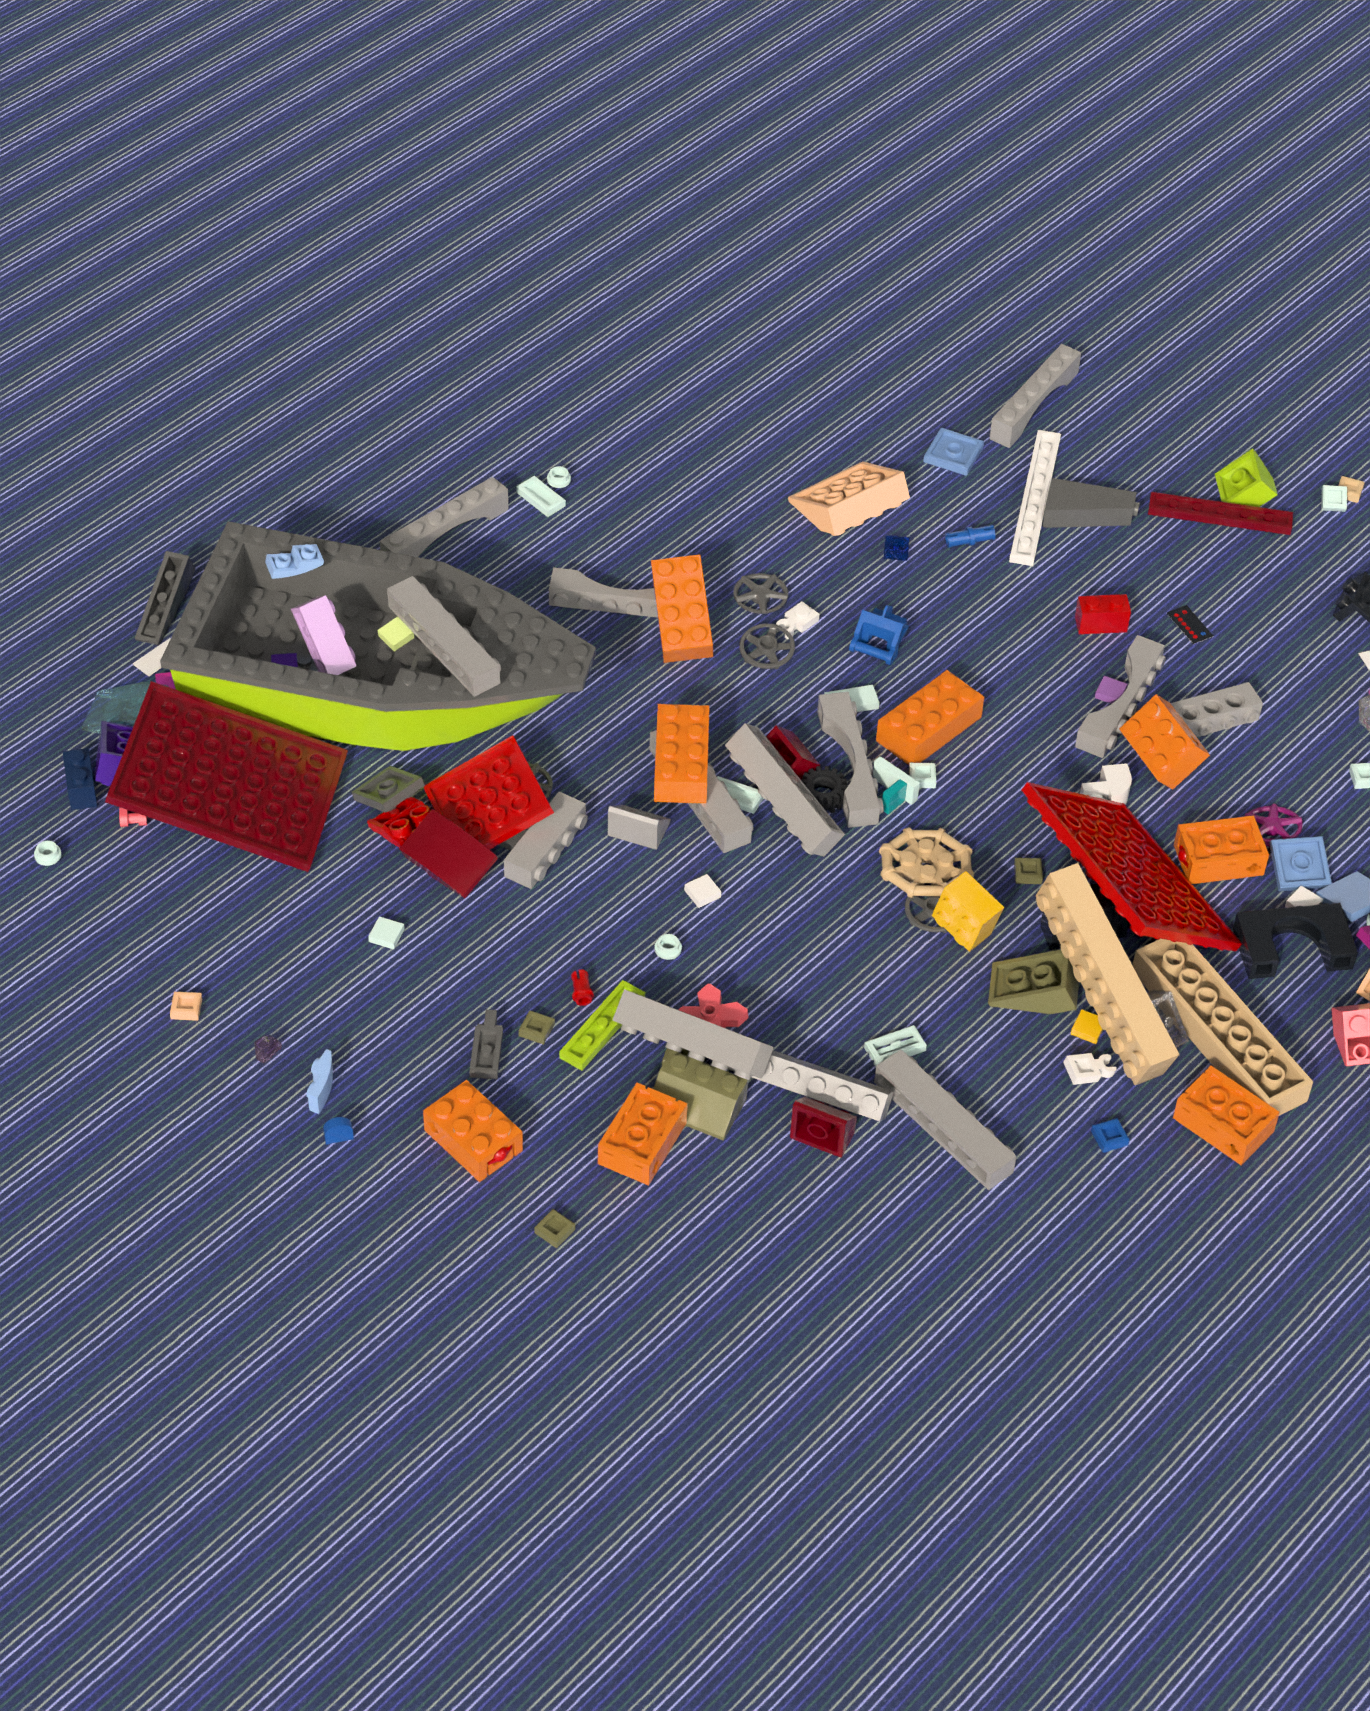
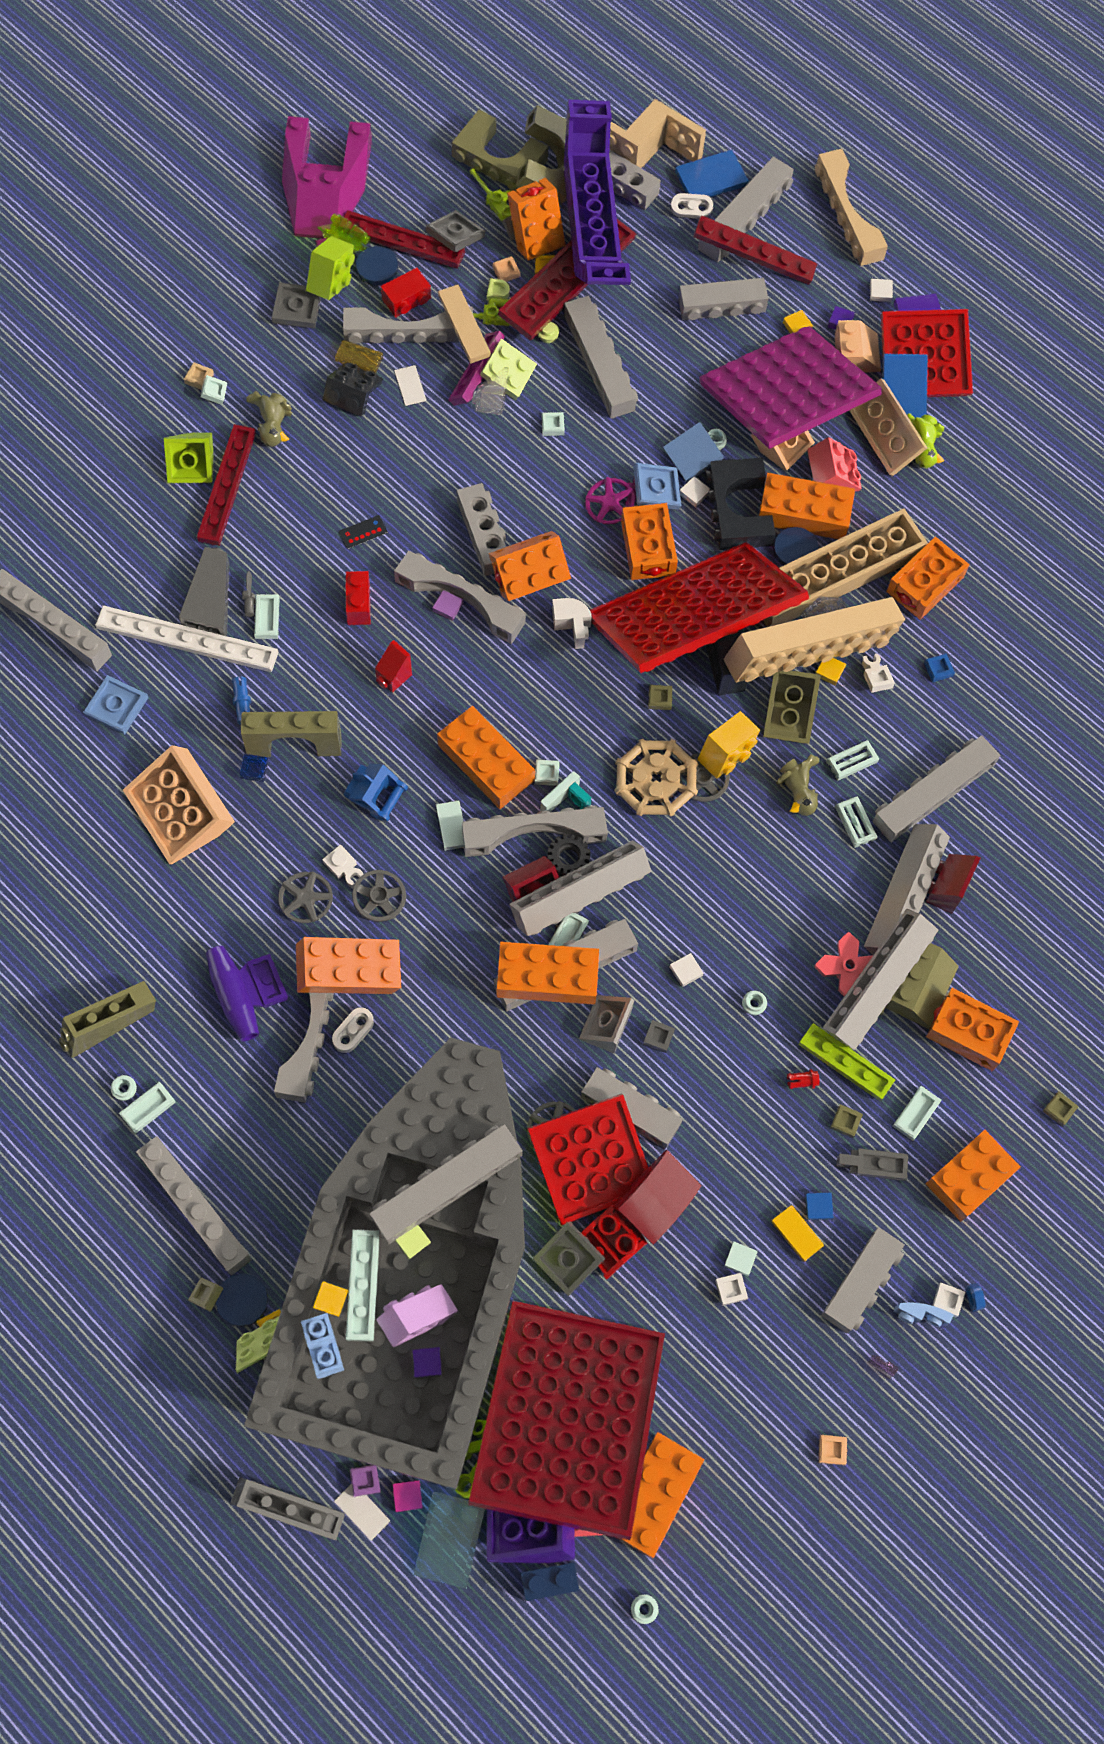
camera: 90 degrees left, 20 degrees up
(152, 855) = (663, 1486): none -> orange brick
(335, 1105) = (949, 1299): none -> white plate
(336, 565) = (330, 1299): none -> yellow tile
(346, 586) = (362, 1285): none -> light aqua tile
(354, 921) = (731, 1289): none -> white plate
(359, 1030) = (863, 1280): none -> light grey brick
(362, 539) = (205, 1294): none -> olive tile
(412, 981) = (797, 1233): none -> yellow tile
(441, 1000) = (819, 1206): none -> blue tile
(547, 1091) = (917, 1113): none -> light aqua tile
(621, 629) = (353, 1031): none -> white plate
(623, 455) = (105, 1018): none -> olive slope
(625, 864) = (659, 1036): none -> dark grey plate
(655, 543) = (243, 989): none -> dark purple plate
(931, 553) = (319, 727): none -> olive arch
(939, 984) = (797, 780): none -> olive animal
(973, 1054) = (842, 774): none -> light aqua tile
(1023, 642) = (393, 667): none -> red slope
(1071, 553) = (267, 616): none -> light aqua tile
(1089, 535) = (248, 596): none -> dark grey piece
(1254, 992) = (794, 544): none -> dark blue tile
(1304, 1000) = (808, 505): none -> orange brick
(1315, 540) = (273, 411): none -> olive animal

